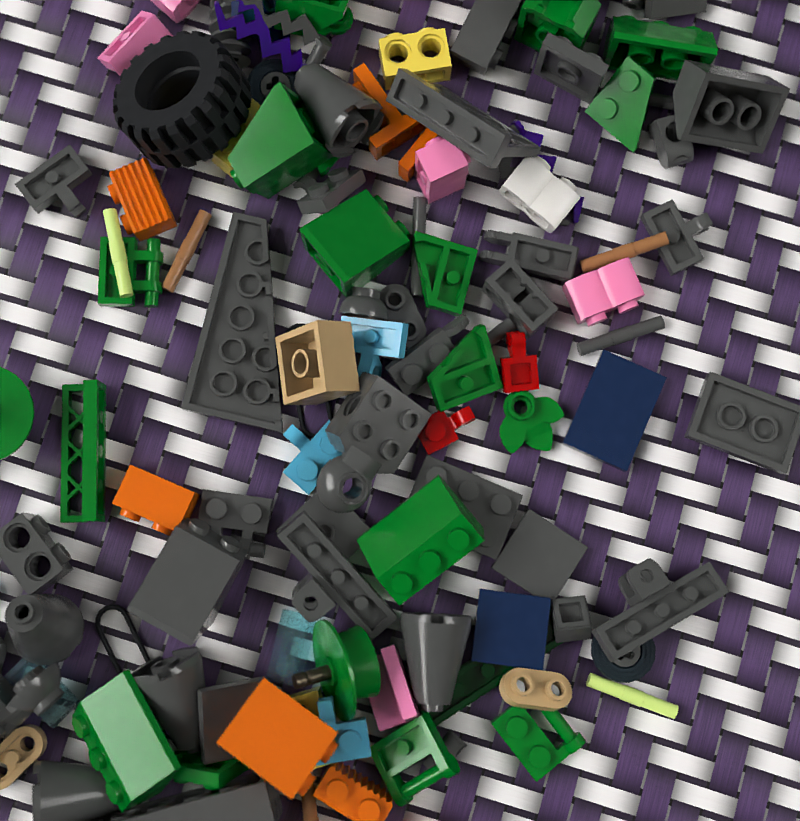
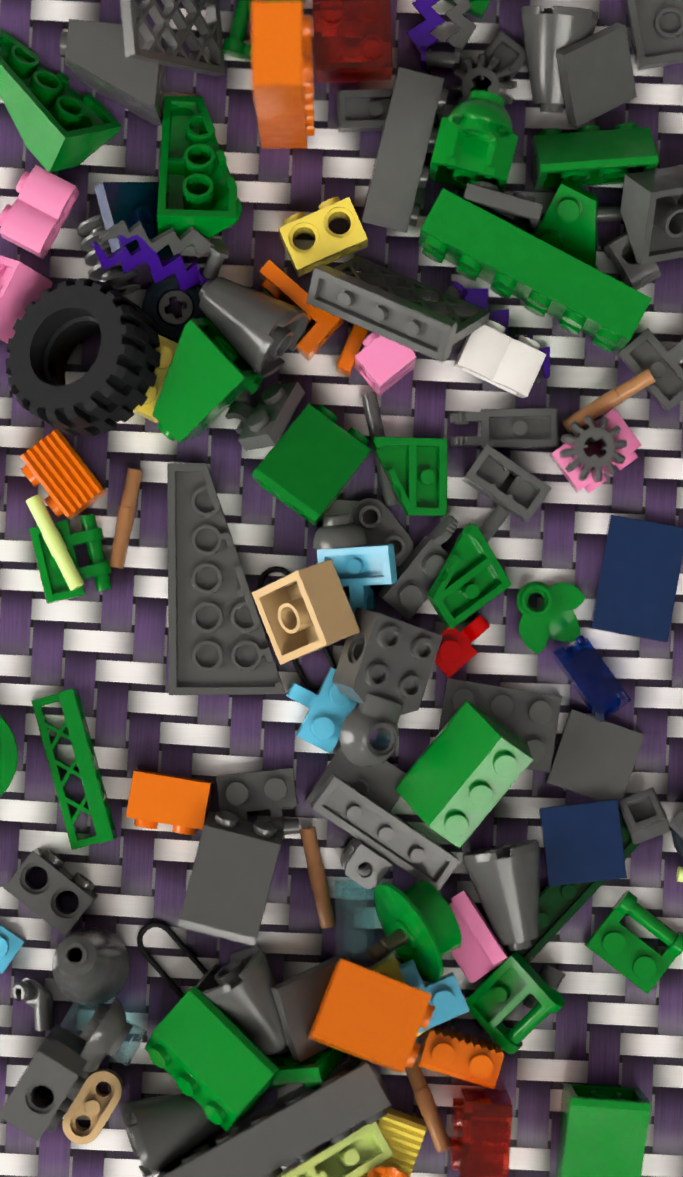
camera: 10 degrees left, 5 degrees up
(269, 601) = (317, 877): none -> medium nougat piece
(519, 370) = (525, 559): red plate -> none
(537, 689) = (625, 897): tan plate -> none
(552, 485) = (591, 678): none -> clear blue hinge
(584, 125) = (532, 272): none -> green brick
(602, 271) = (593, 462): none -> dark grey gear
(620, 335) = (626, 493): dark grey piece -> none

